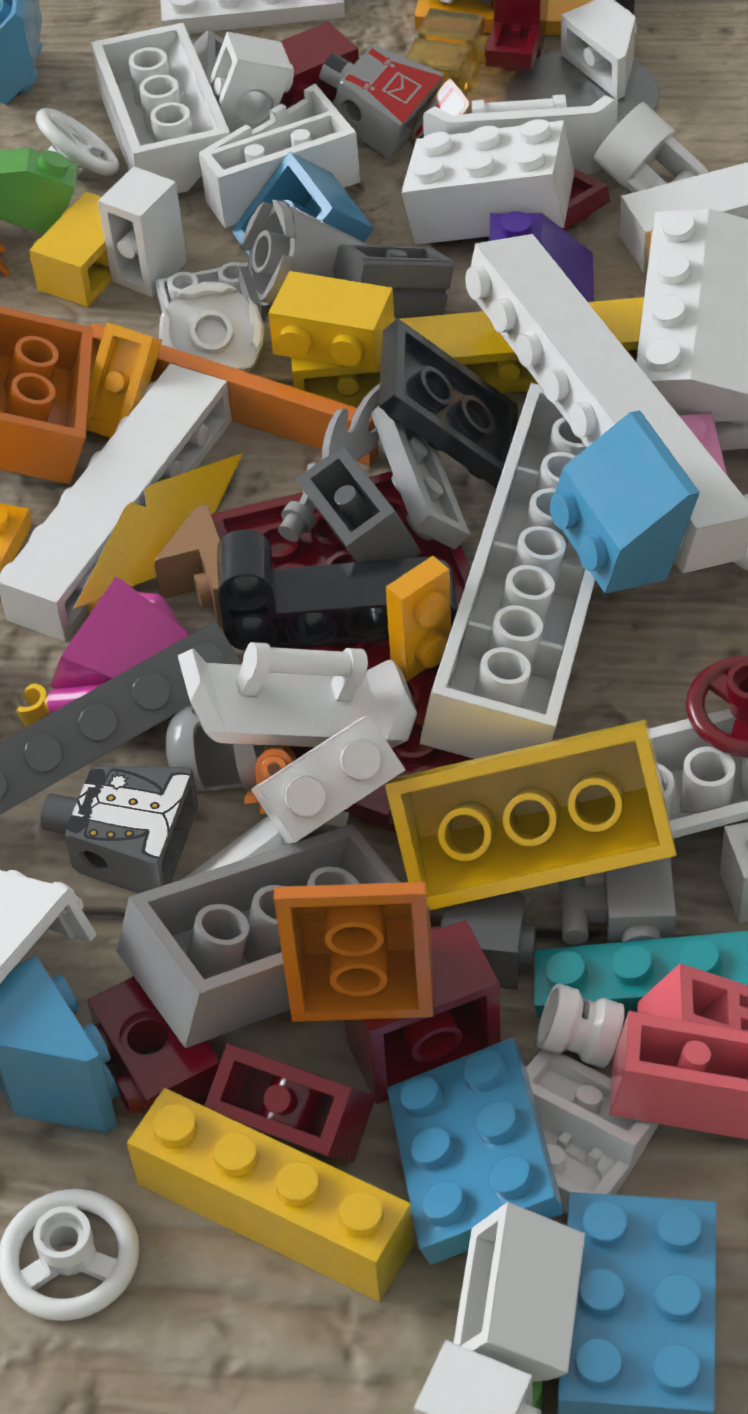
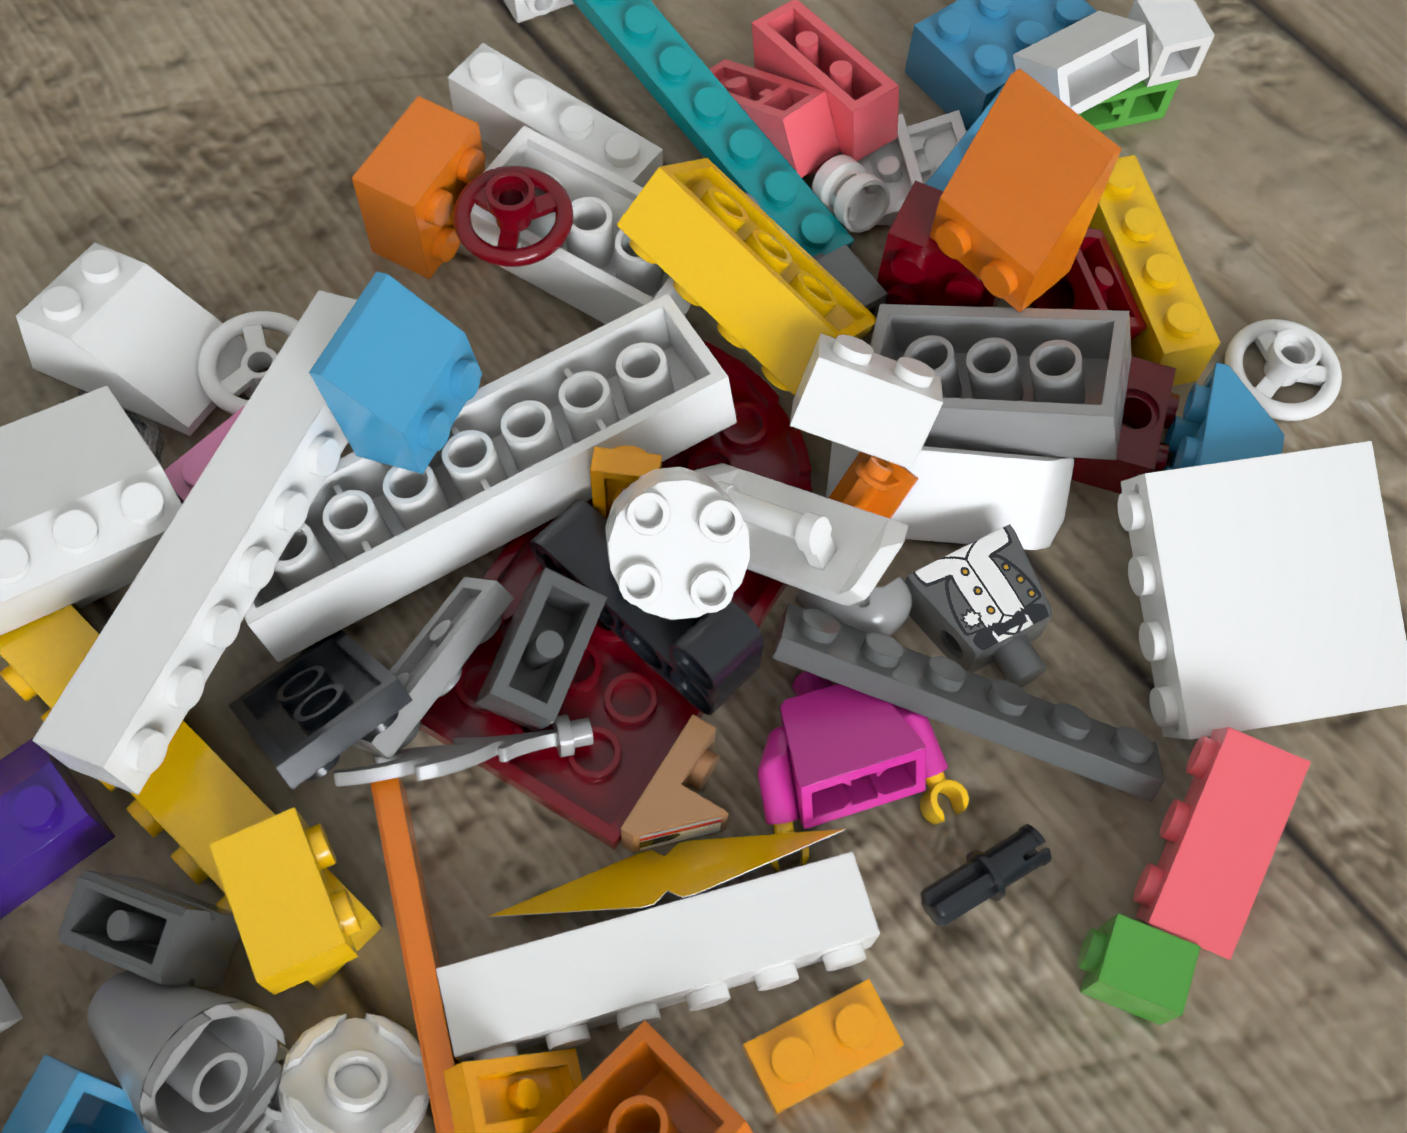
camera: 140 degrees left, 15 degrees up
(326, 564) = (677, 544): none -> white brick

